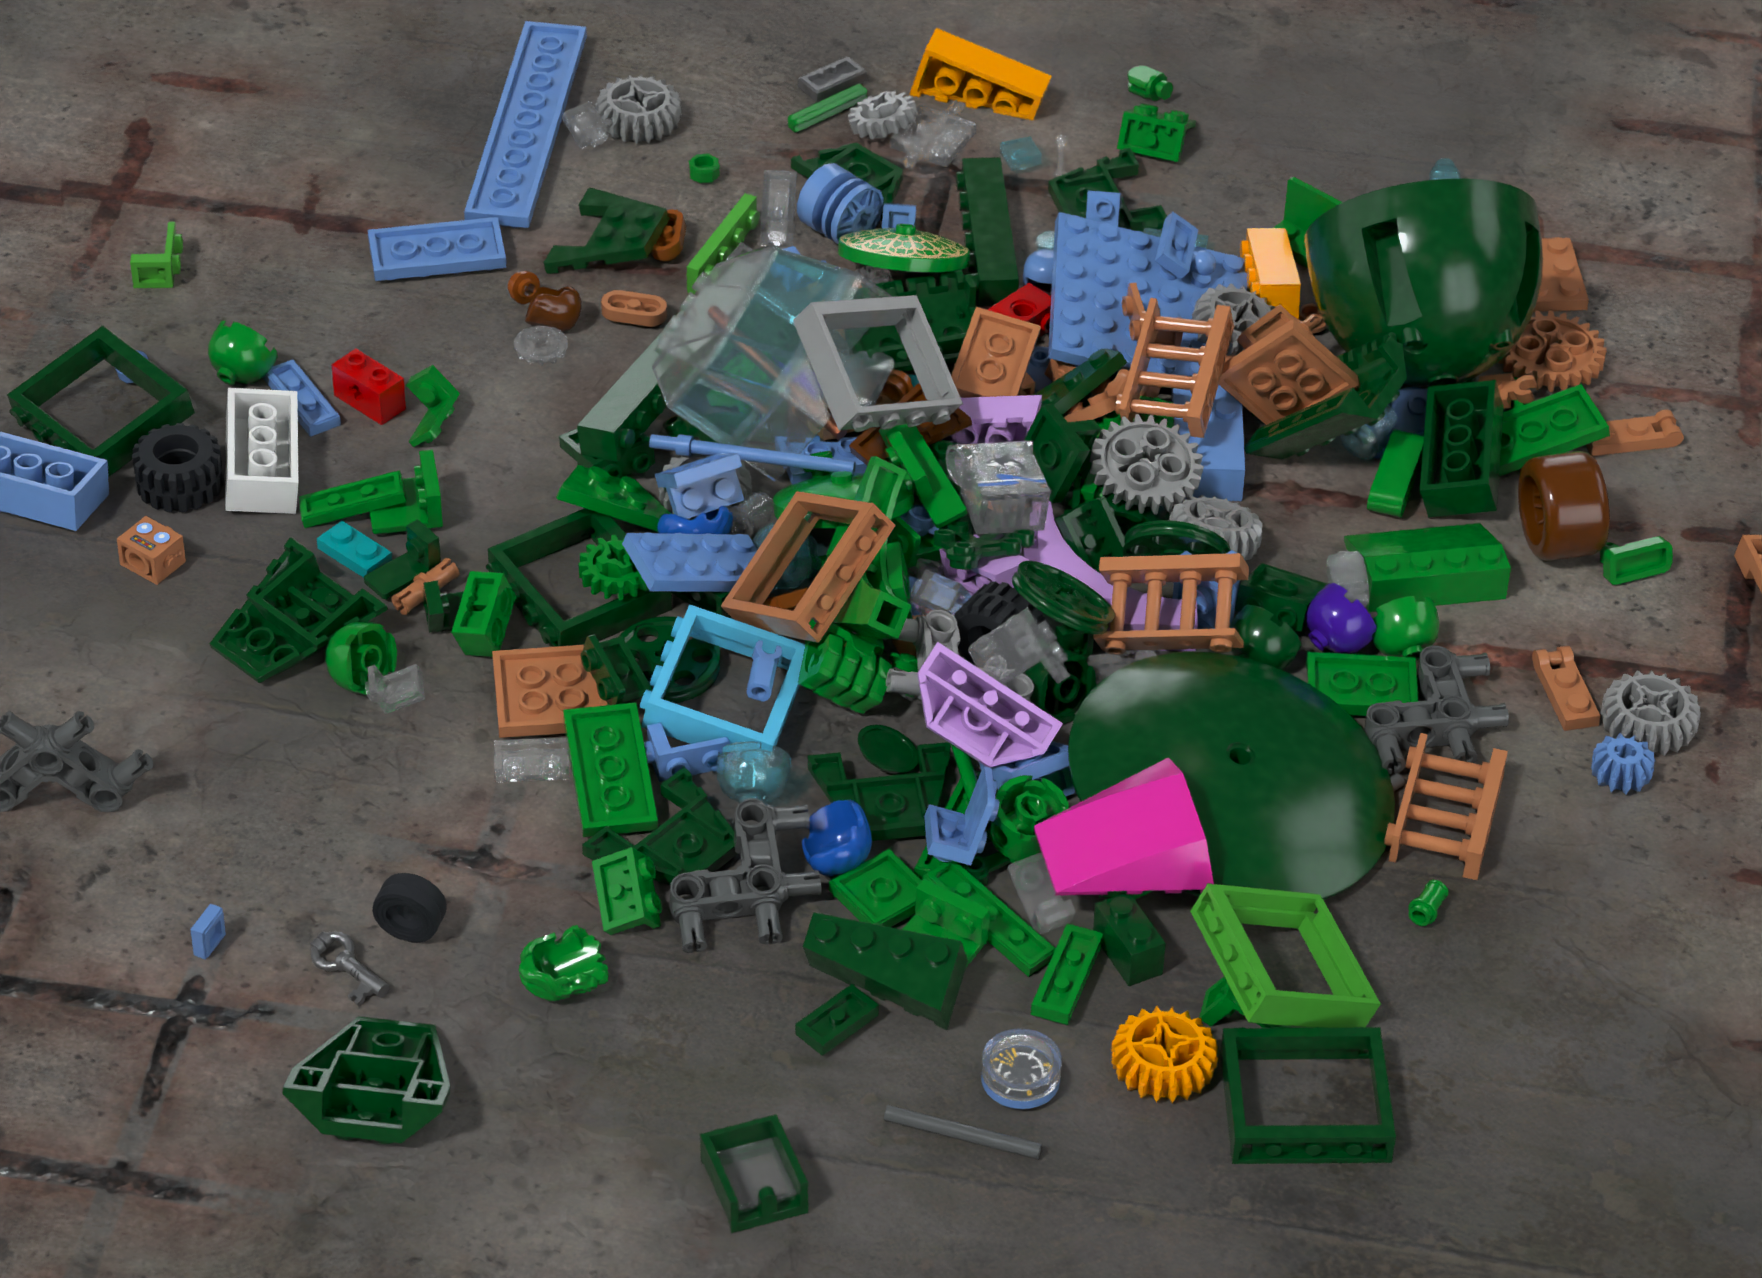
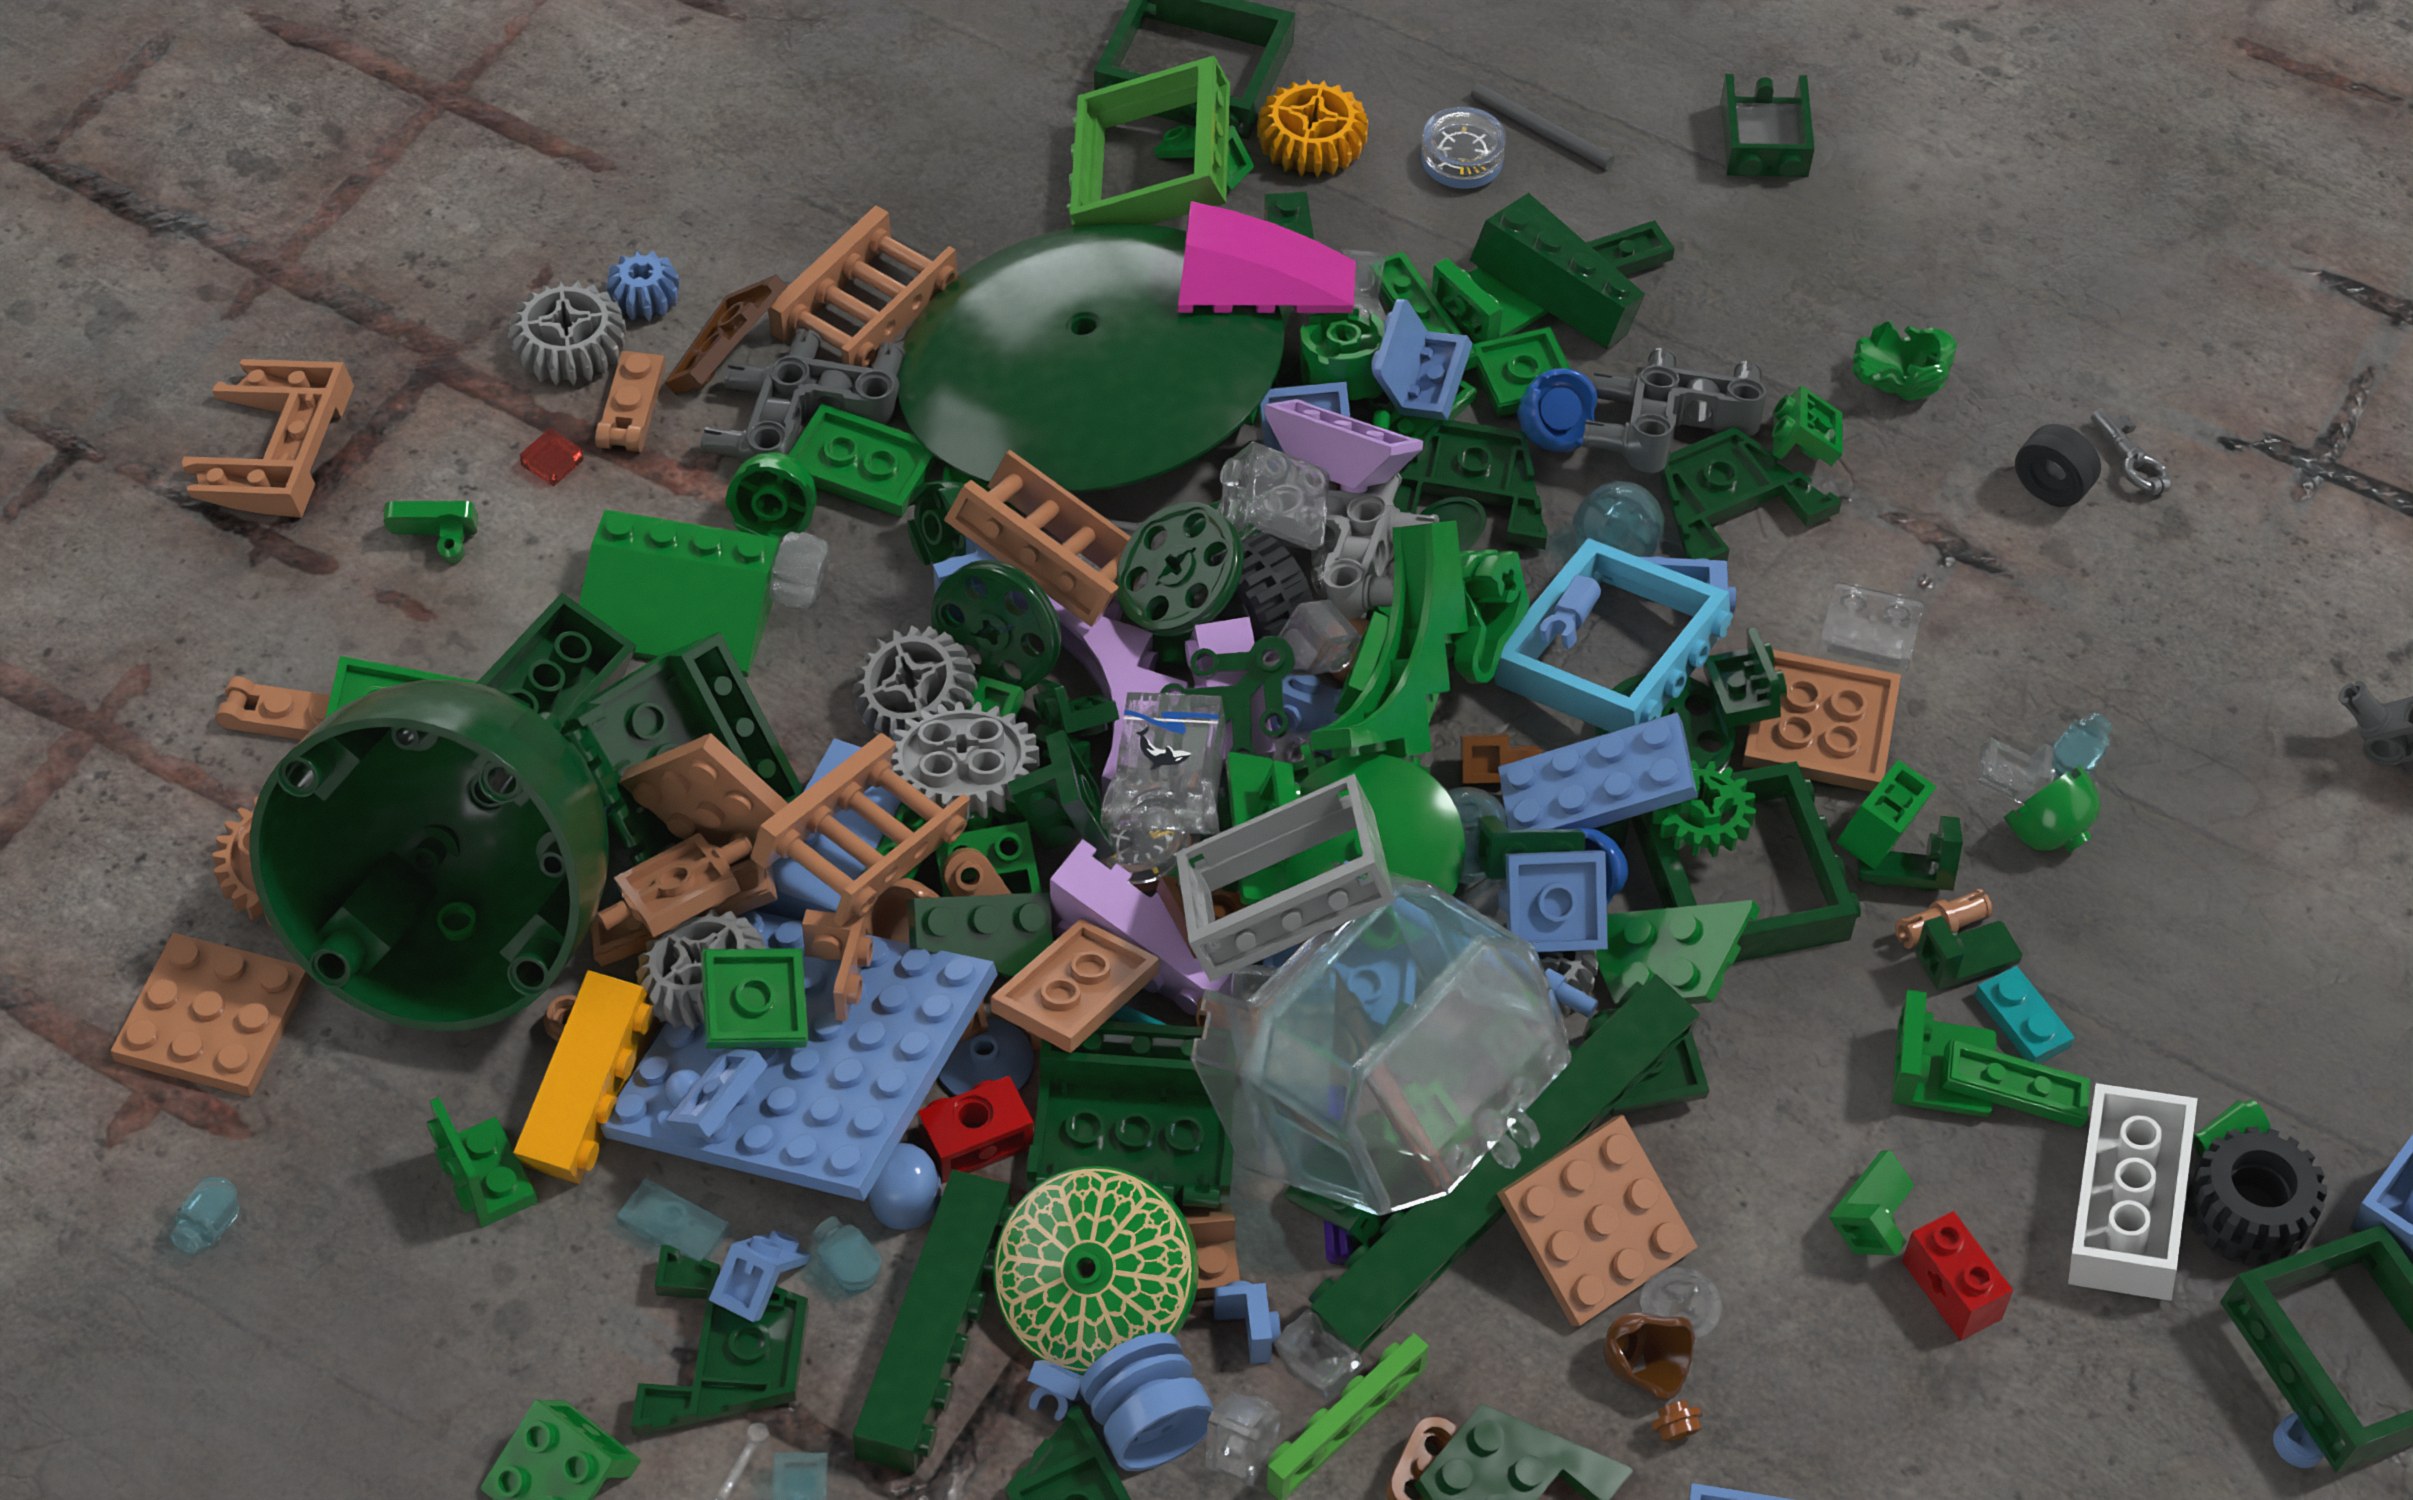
camera: 160 degrees left, 10 degrees up
(151, 550) = (2304, 1075): nougat head -> none
(194, 512) = (2237, 1116): none -> green cone
(208, 931) = (2285, 518): medium blue tile -> none
(239, 354) = (2137, 1388): green cylinder -> none
(290, 616) = (2117, 907): dark green wedge -> none
(314, 410) = (2053, 1317): medium blue tile -> none
(347, 720) = (2082, 744): none -> clear light blue arm
(372, 1081) = (2124, 308): dark green wedge -> none
(605, 348) = (1597, 1220): none -> nougat plate
(610, 769) = (1784, 580): green plate -> none
(634, 308) = (1525, 1329): nougat plate -> none
(754, 507) = (1496, 840): none -> dark green bracket
(832, 583) = (1423, 691): nougat window -> none
(1067, 974) = (1378, 222): green plate -> none
(1186, 285) = (754, 998): none -> green plate
(1280, 593) = (882, 587): dark green plate -> none
(1337, 622) = (848, 514): dark purple cylinder -> none
(1424, 908) = (956, 204): green pin -> none
(1530, 738) = (723, 332): none -> reddish brown wing
(1563, 506) = (484, 557): reddish brown wheel -> none
(1592, 636) = (551, 457): none -> clear red tile

